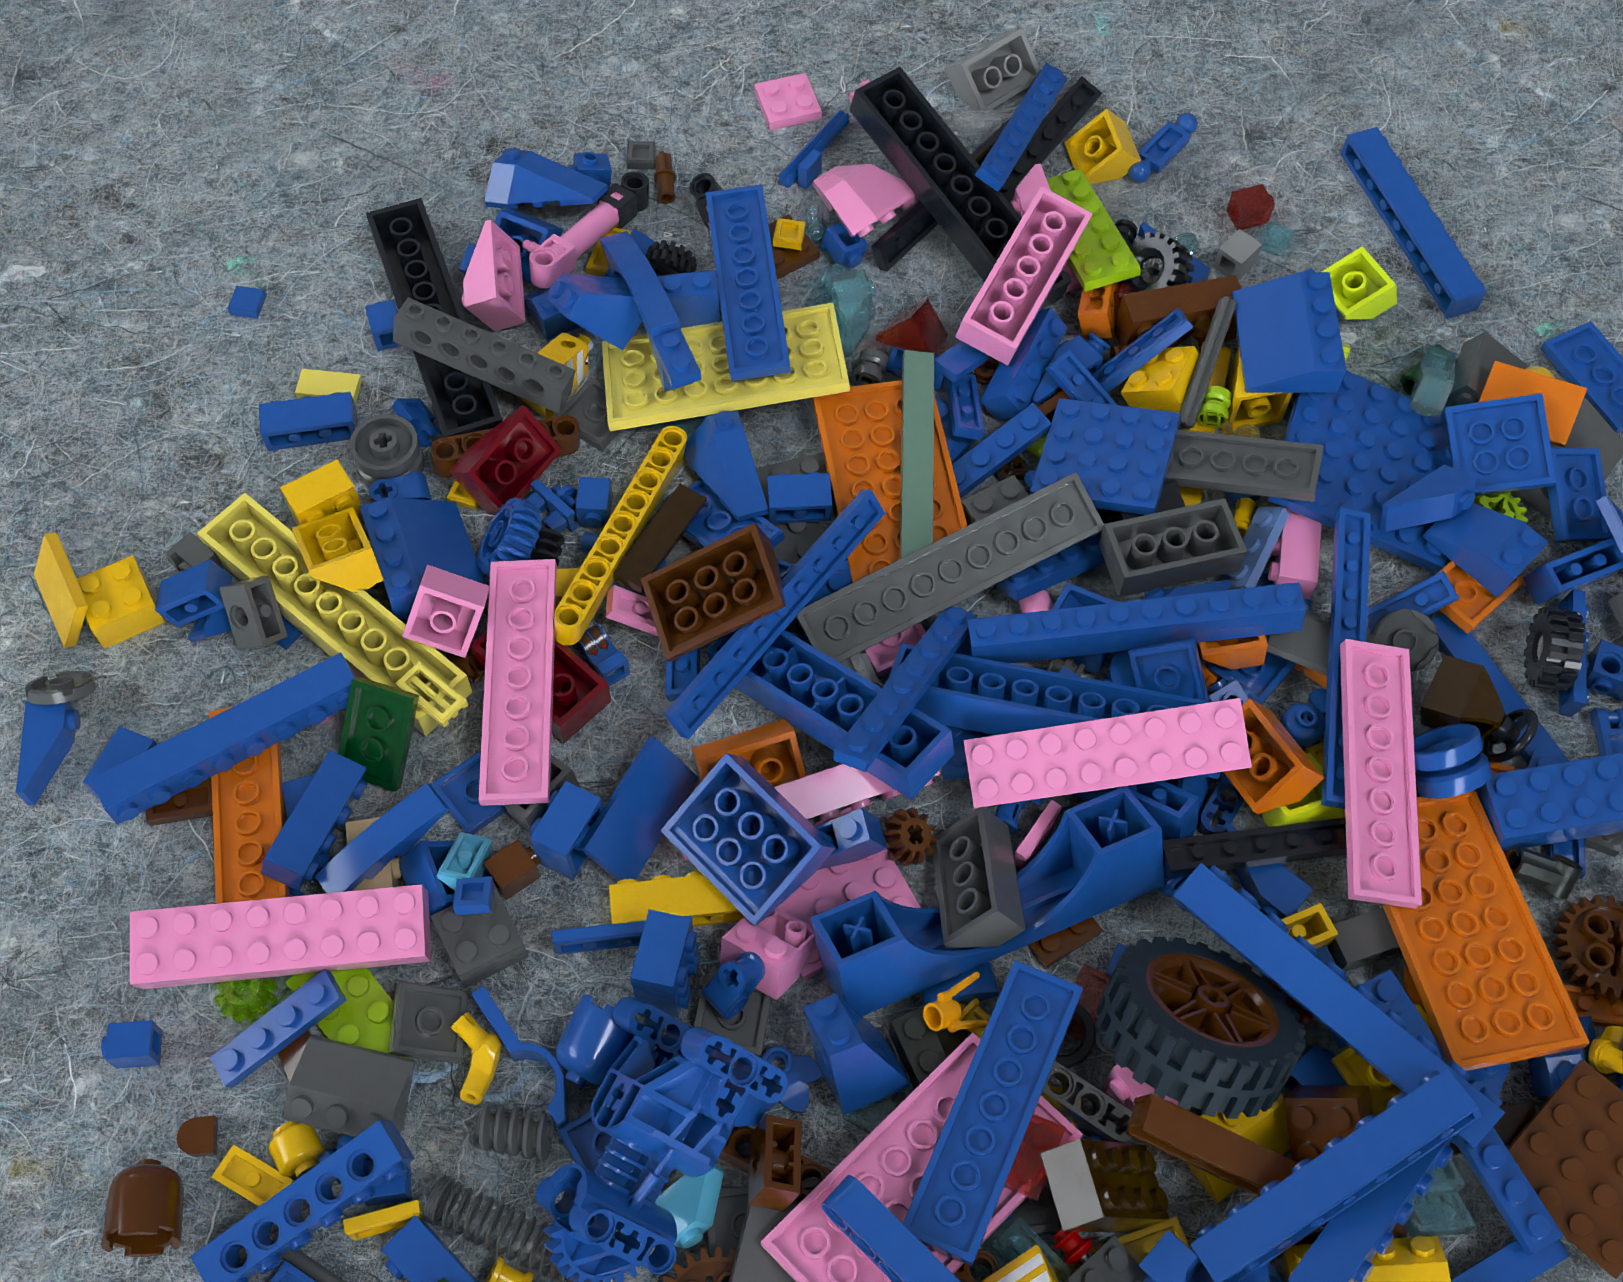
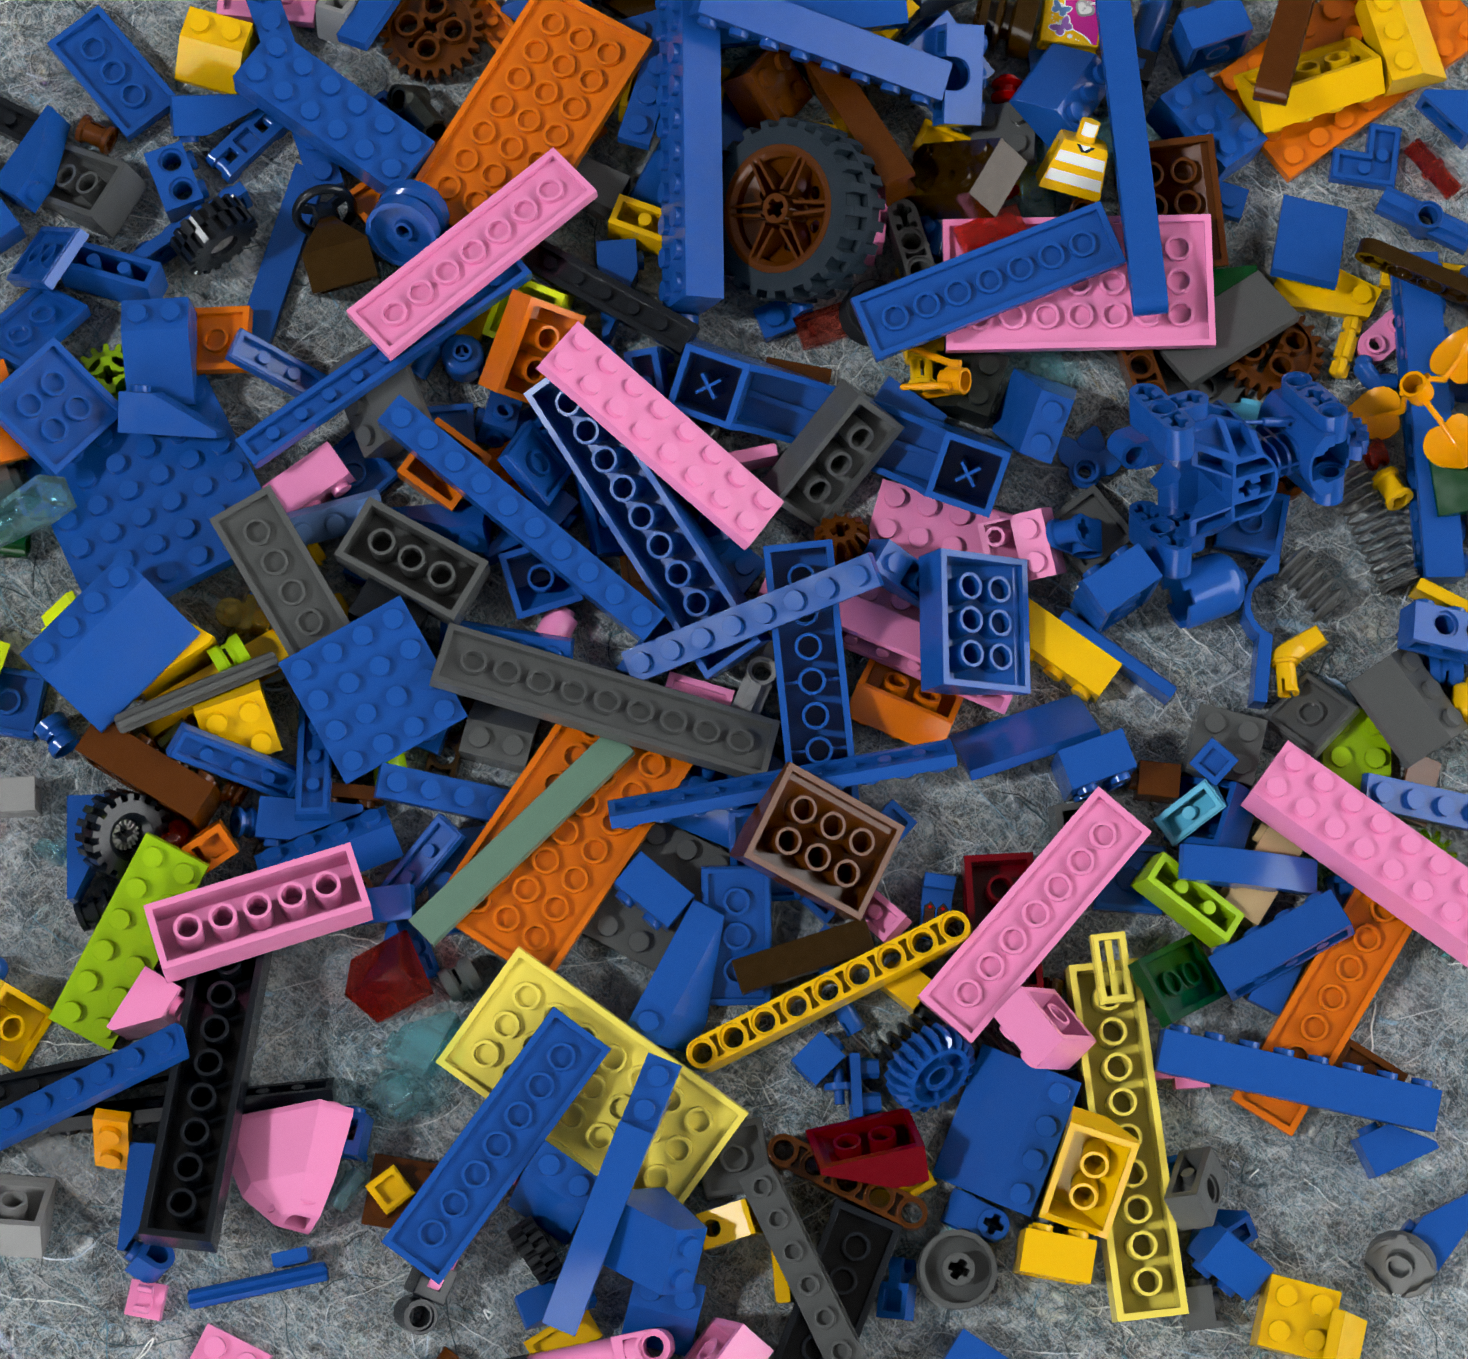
camera: 140 degrees left, 15 degrees up
(383, 794) = (1187, 902): none -> lime brick
(775, 1163) = (1170, 370): reddish brown brick -> none
(977, 134) = (111, 1138): none -> light orange plate
(1410, 631) = (307, 347): dark grey tile -> none

